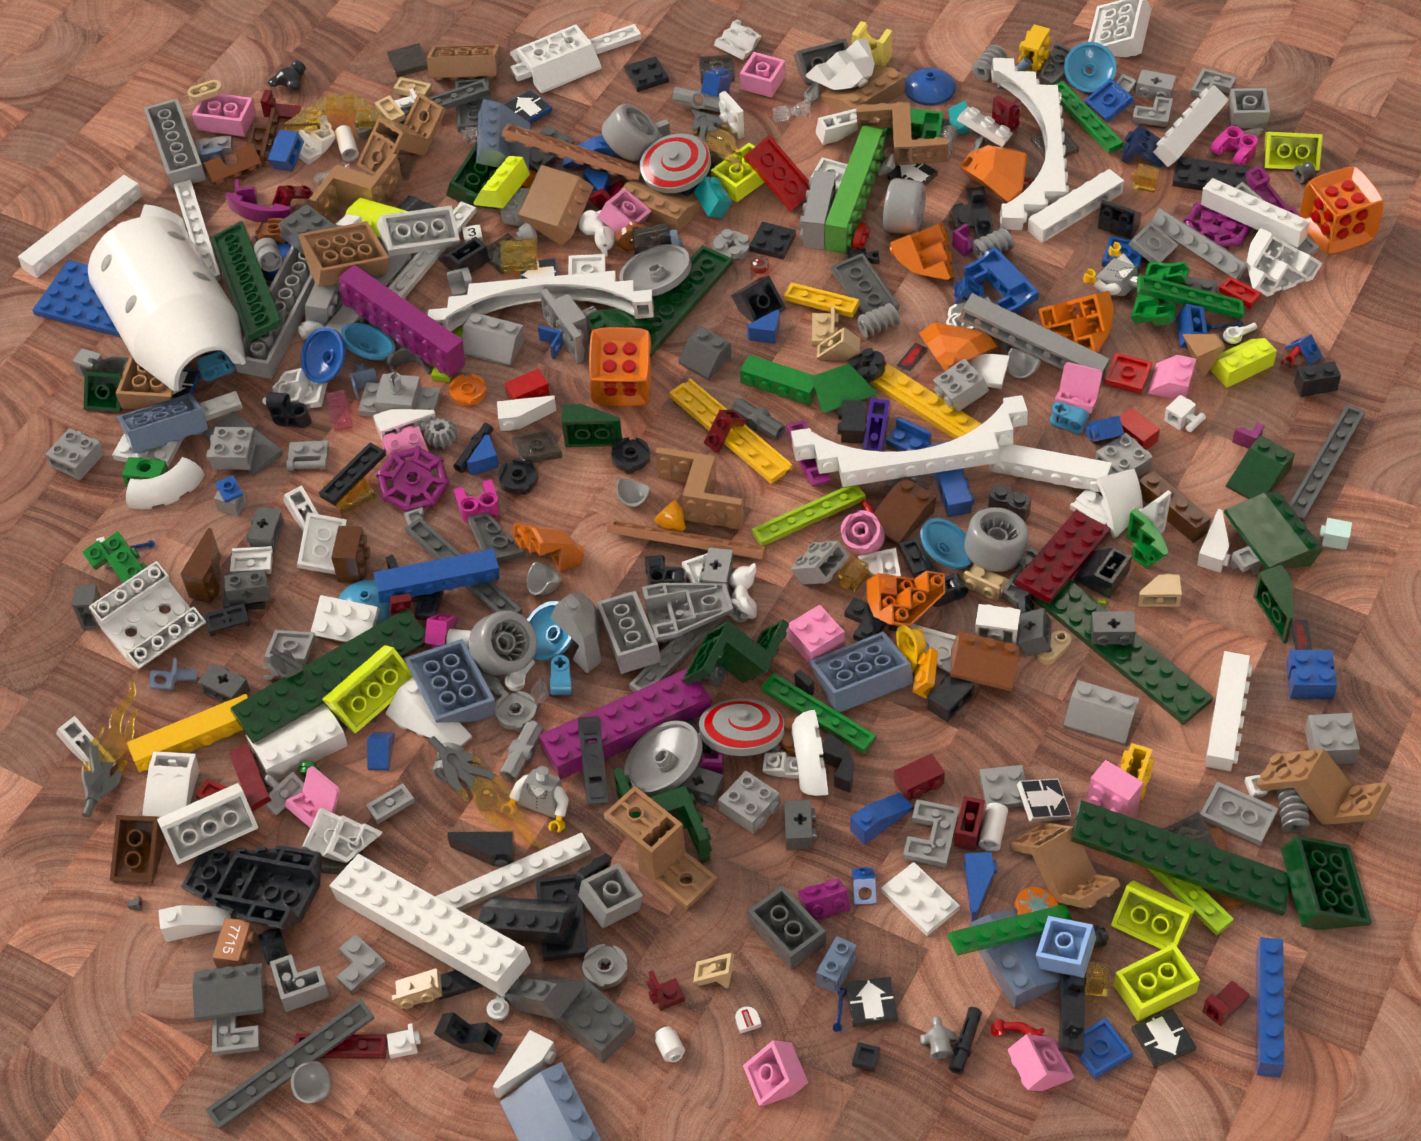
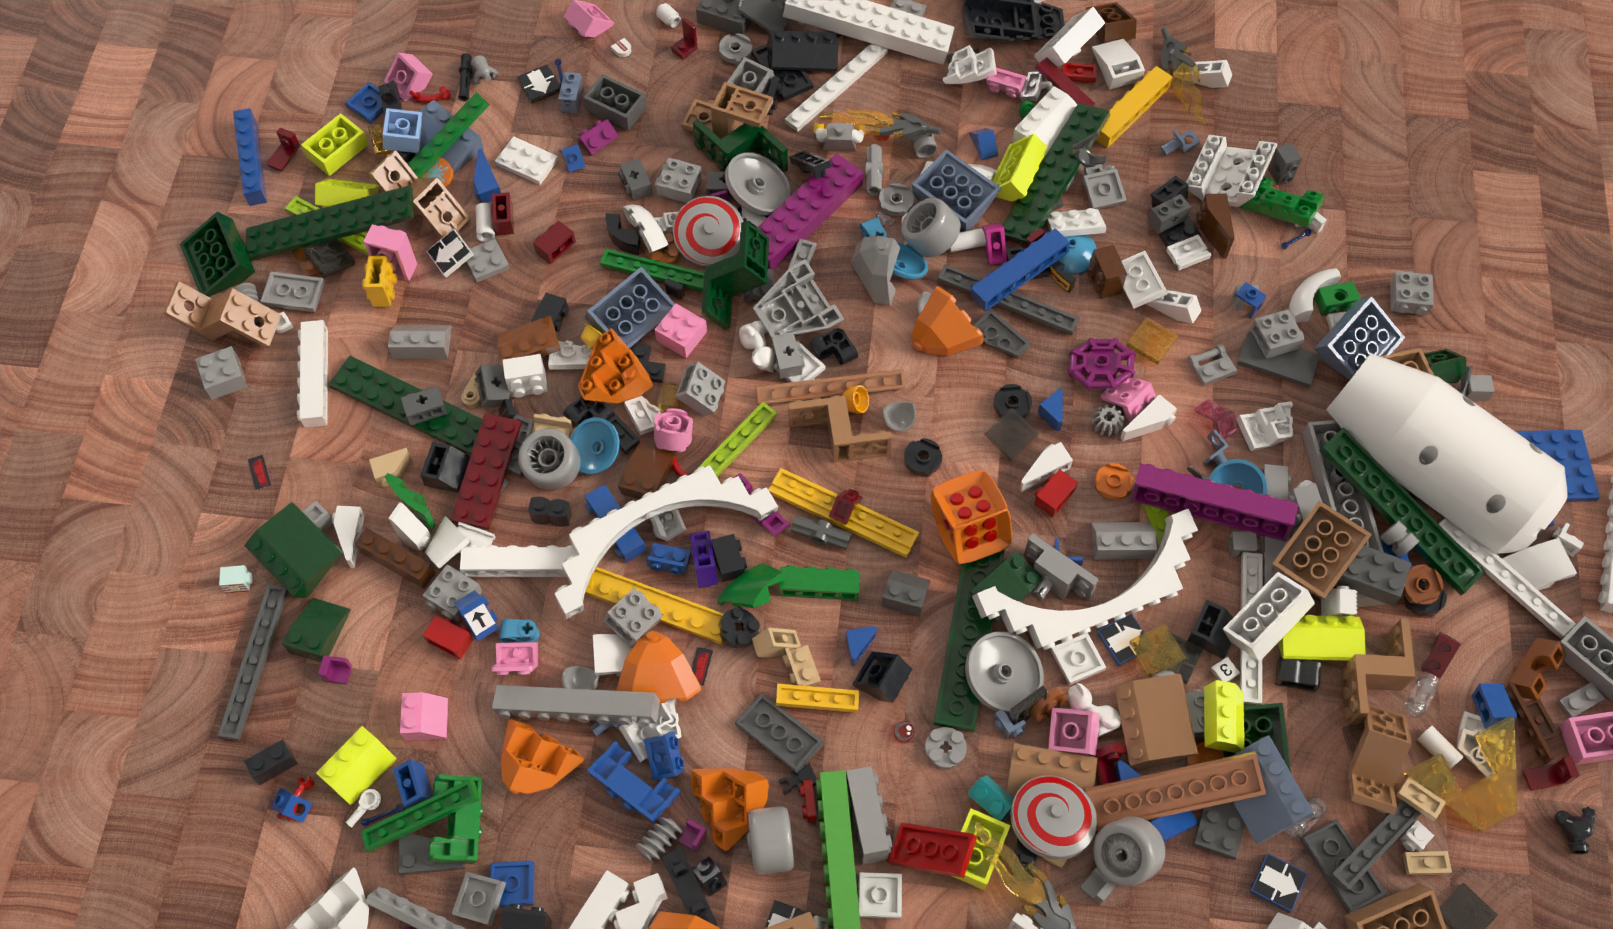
camera: 155 degrees right, 10 degrees up
(211, 153) = (1575, 674): sand blue bracket -> none
(221, 405) = (1326, 390): white plate -> none
(222, 684) = (1134, 146): dark grey brick -> none
(248, 193) = (1494, 639): magenta panel -> none
(256, 212) = (1487, 620): magenta slope -> none
(265, 528) = (1196, 279): dark grey brick -> none
(286, 412) = (1259, 395): black piece -> none
(323, 355) = (1262, 449): blue dish -> none
(352, 473) = (1155, 345): black plate -> none
(390, 803) = (950, 105): light grey plate -> none
(397, 393) = (1169, 444): light grey brick -> none
(413, 515) = (1079, 336): light grey tile -> none
(459, 281) = (1194, 600): light grey panel -> none
(461, 463) = (1069, 425): black pin -> none
(472, 506) = (1044, 358): dark pink piece -> none
(489, 847) = (861, 95): black slope -> none
(589, 427) = (972, 457): dark green slope -> none
(628, 632) = (837, 275): light grey brick -> none
(714, 970) = (655, 62): tan slope -> none
(772, 240) = (905, 772): black plate -> none
(866, 1056) = (530, 47): black plate -> none
(878, 318) = (746, 688): light grey piece -> none
(879, 816) = (577, 202): blue slope -> none
(925, 672) = (574, 320): light orange bracket -> none
(938, 847) = (525, 216): light grey plate -> none
(1117, 276) = (509, 830): torso -> none
(1128, 373) = (471, 710): red plate -> none
(1163, 1038) = (320, 116): tile -> none
(1182, 412) = (405, 675): white brick -> none
(1204, 349) = (393, 746): medium nougat slope -> none
(1236, 289) = (371, 865): red plate -> none
(1275, 599) = (282, 484): dark green slope -> none
(1311, 674) = (243, 427): blue piece -> none

